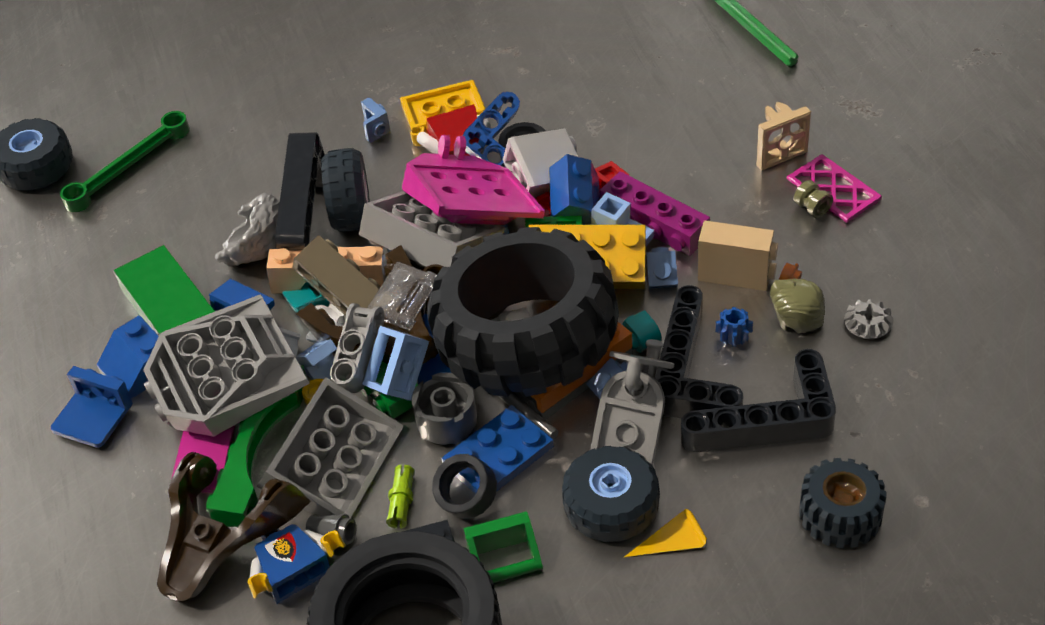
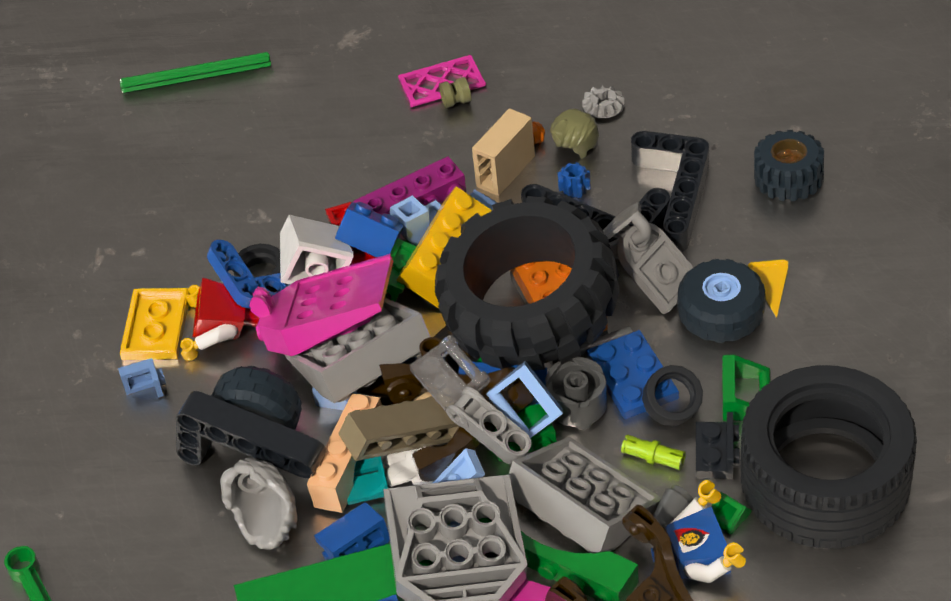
camera: 70 degrees left, 0 degrees up
(778, 150) = (374, 69): tan piece -> none

